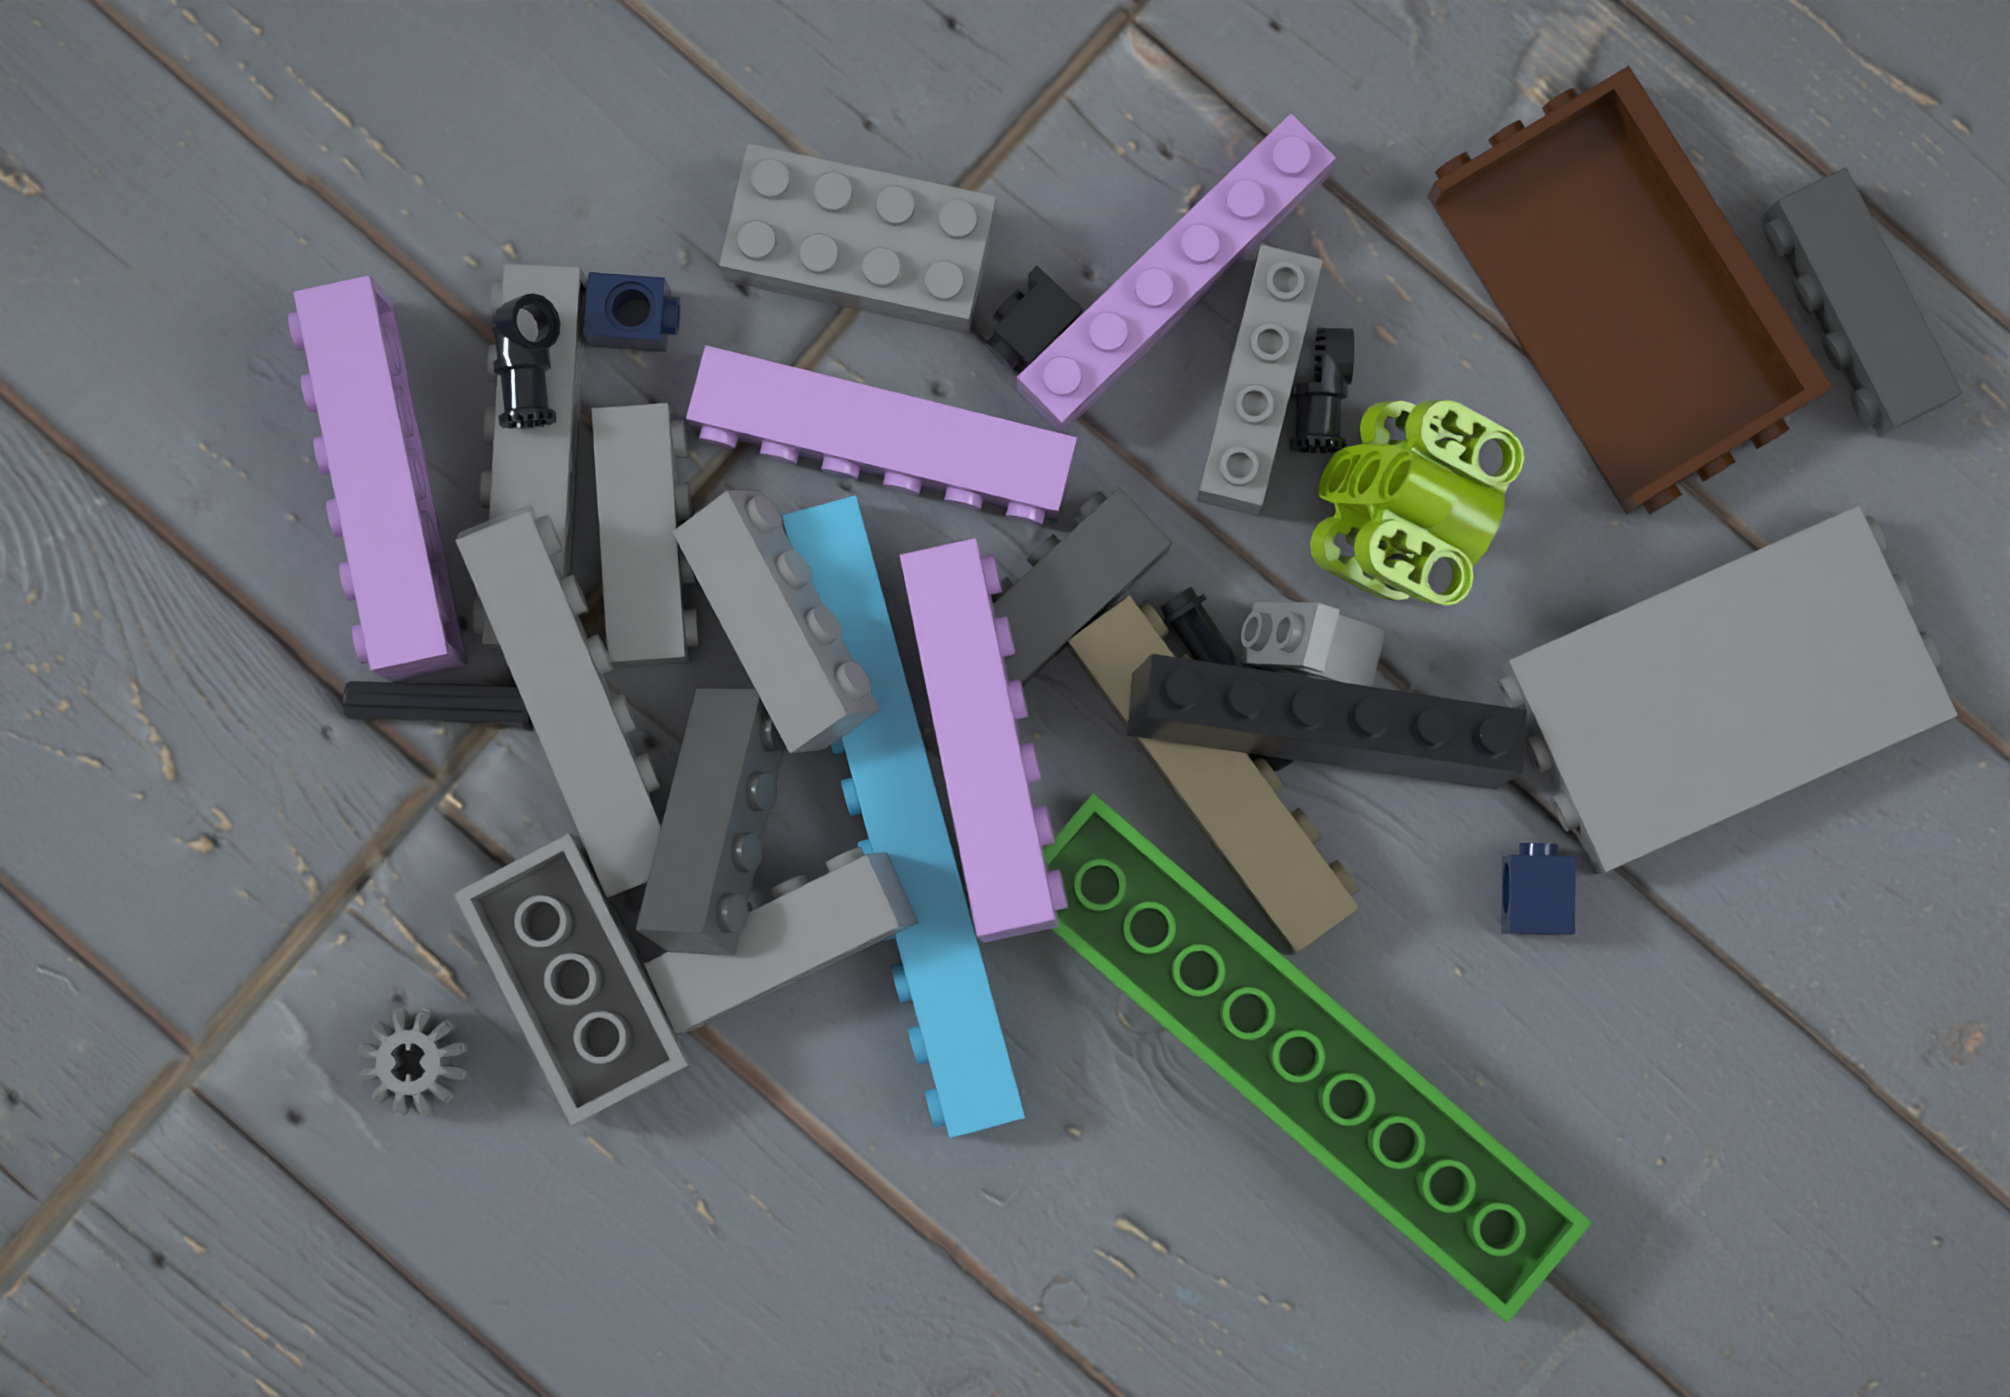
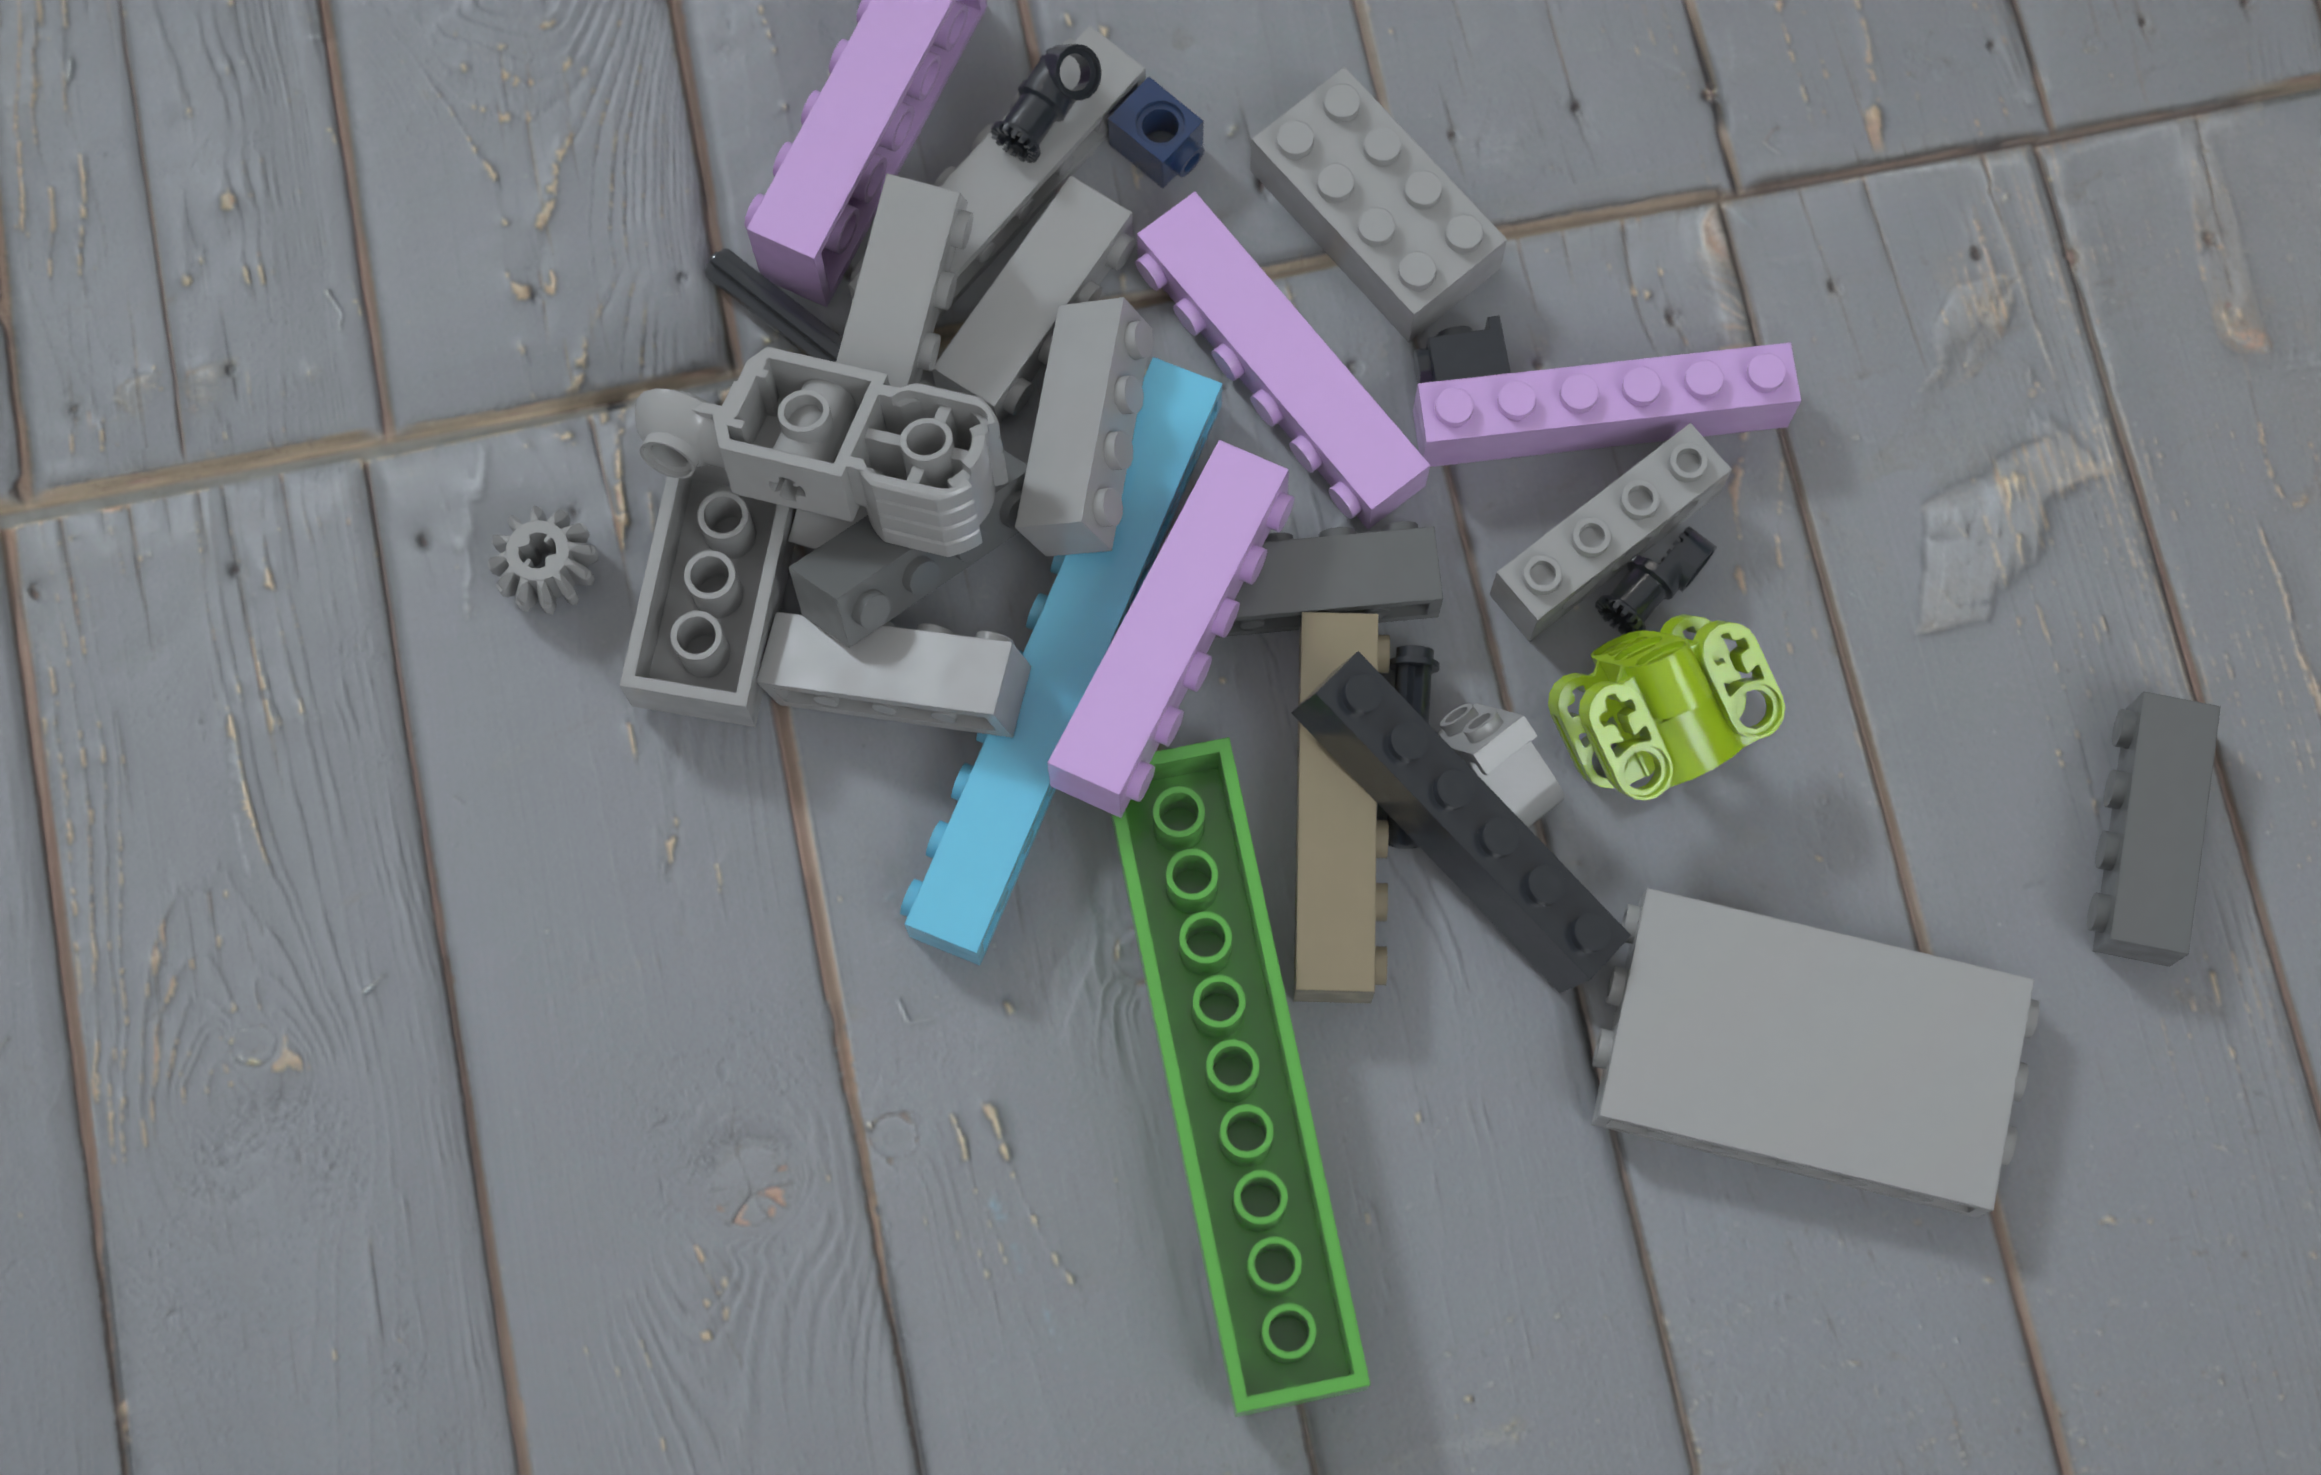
camera: 35 degrees right, 10 degrees down
(599, 803) = (838, 440): none -> light grey brick
(1538, 891) = (1531, 1096): dark blue brick -> none
(1627, 290) = (1966, 682): reddish brown panel -> none

